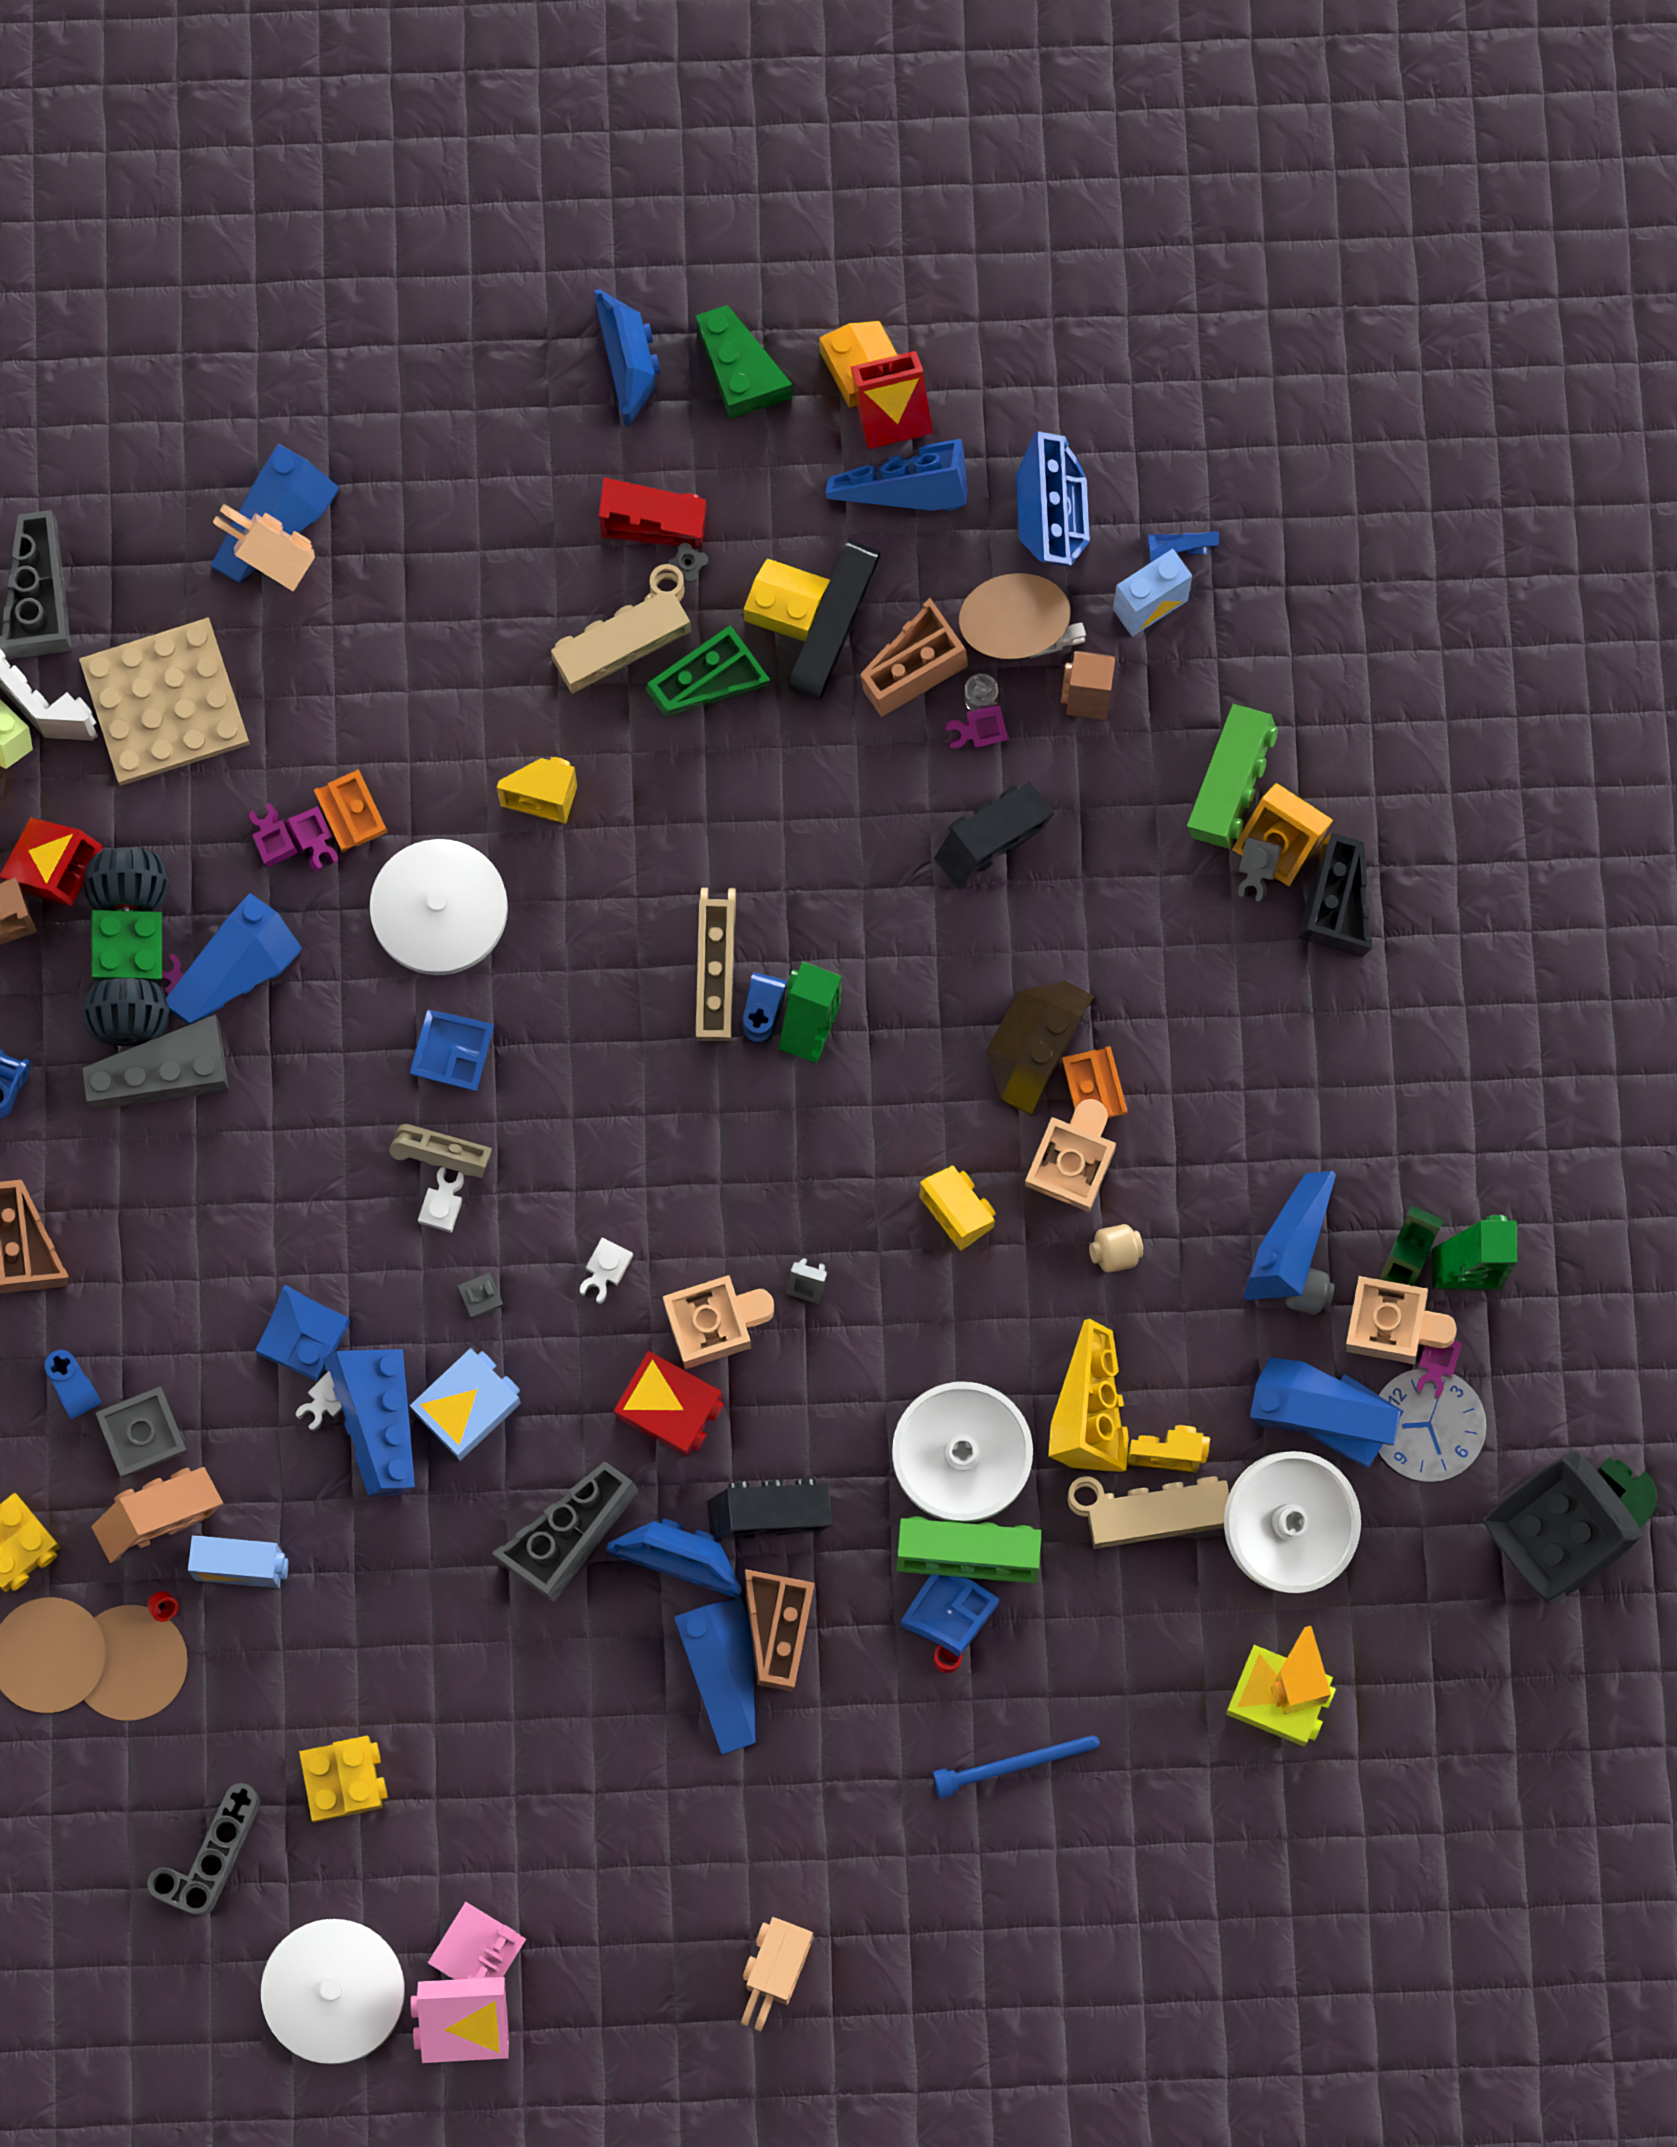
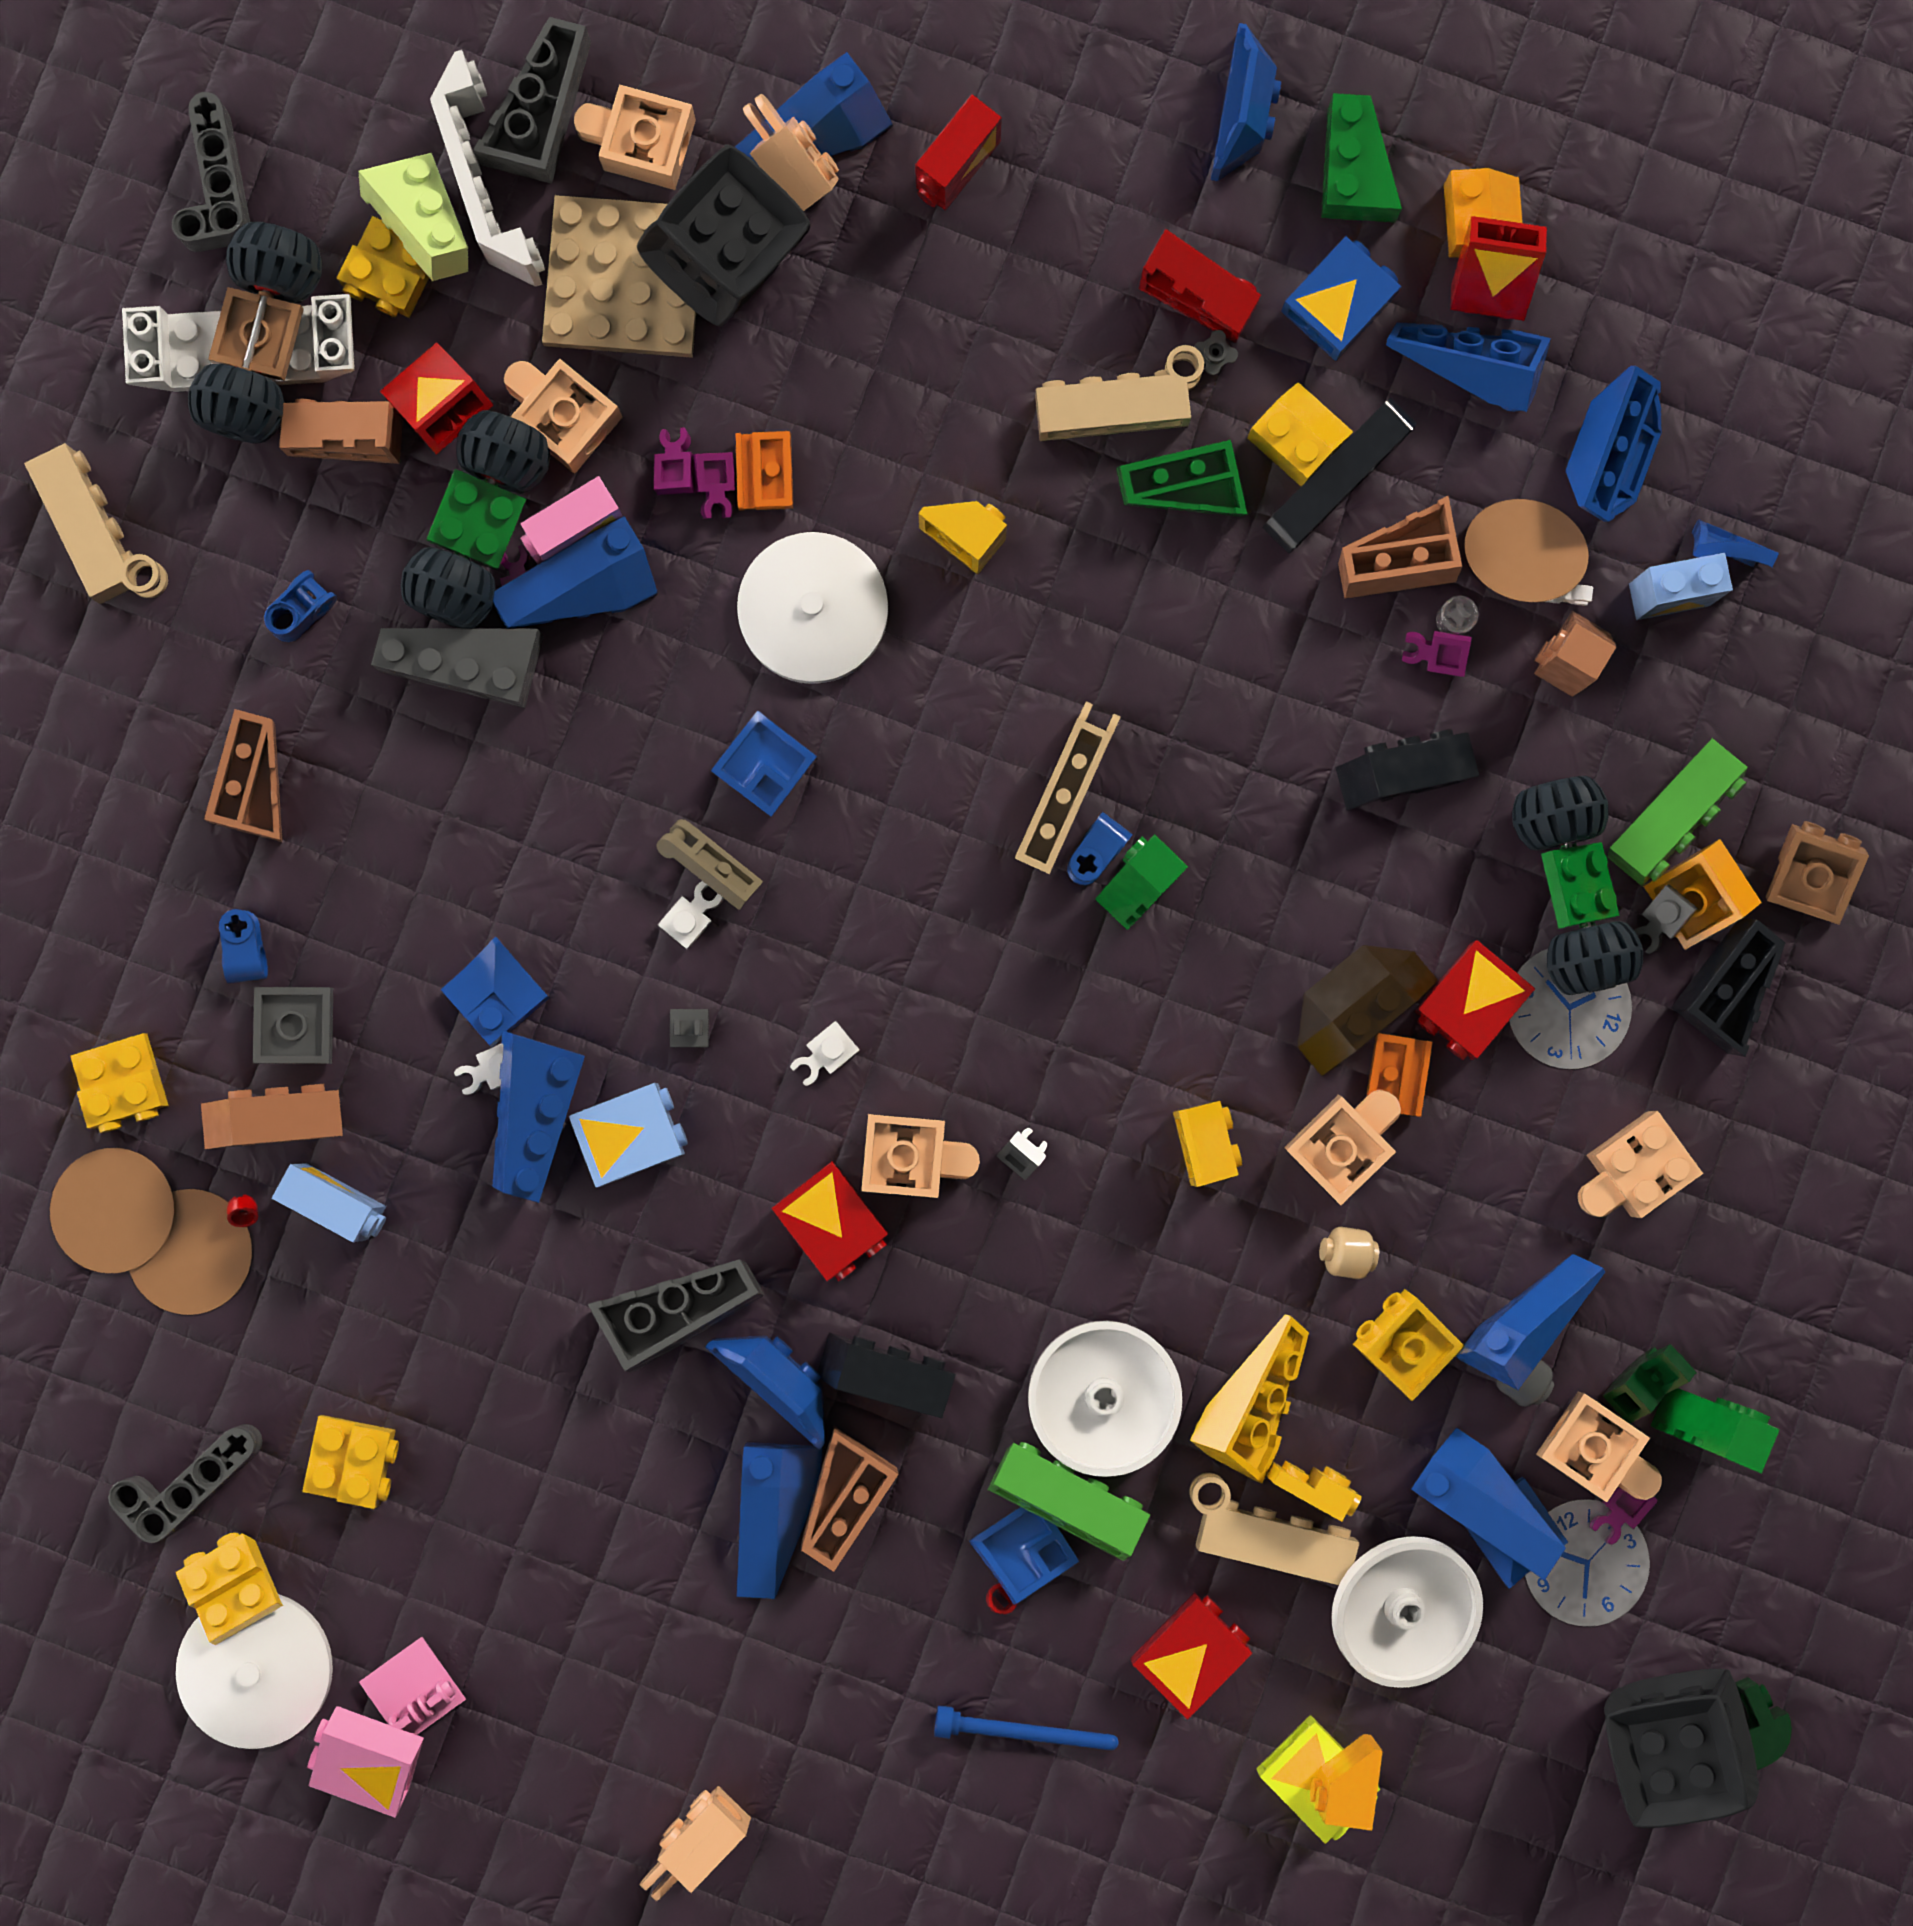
camera: 20 degrees right, 10 degrees up
(133, 580) = (640, 135): none -> light nougat brick
(160, 829) = (561, 411): none -> light nougat brick
(205, 914) = (569, 520): none -> bright pink brick
(239, 631) = (723, 235): none -> black piece
(282, 1924) = (228, 1586): none -> yellow plate
(405, 488) = (957, 153): none -> red brick
(773, 476) = (1341, 297): none -> blue brick
(1128, 1636) = (1192, 1654): none -> red brick
(1129, 999) = (1473, 1001): none -> red brick
(1134, 823) = (1578, 884): none -> black plate
(1197, 1302) = (1407, 1343): none -> yellow plate
(1214, 973) = (1569, 1028): none -> flat silver sticker
(1326, 1079) = (1638, 1171): none -> light nougat brick
(1369, 777) = (1817, 872): none -> medium nougat plate

